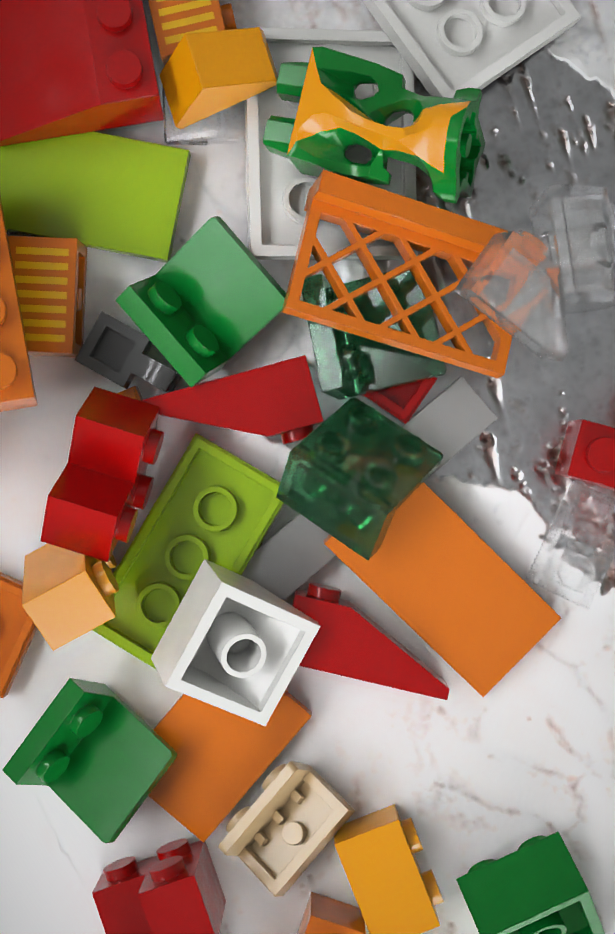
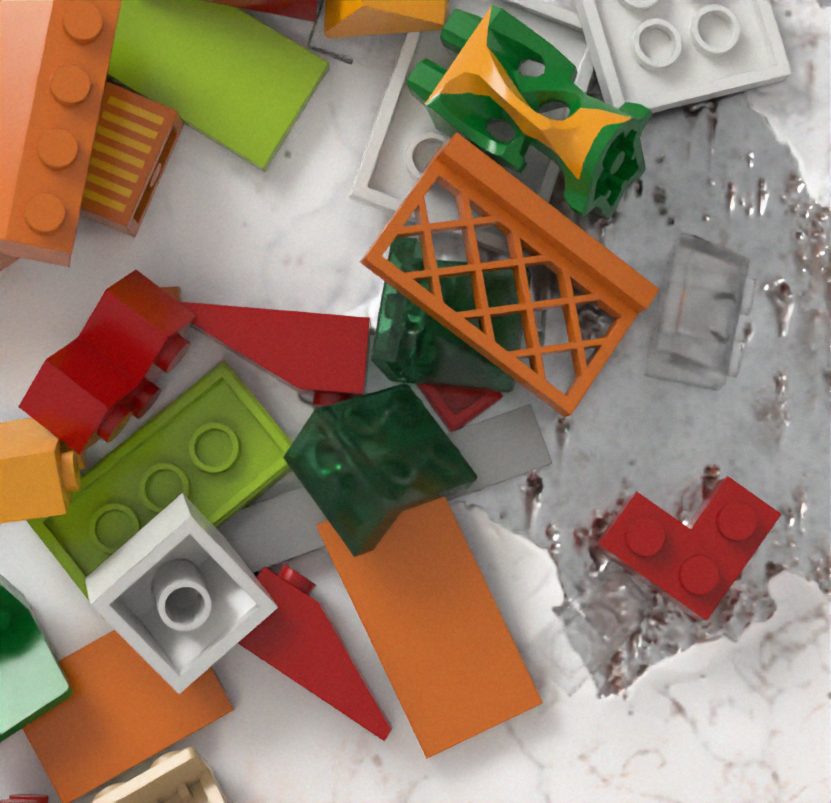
camera: 25 degrees right, 5 degrees down
(121, 353) = (177, 248): dark grey plate -> none
(204, 302) = (284, 225): green bracket -> none
(520, 292) = (615, 332): clear slope -> none

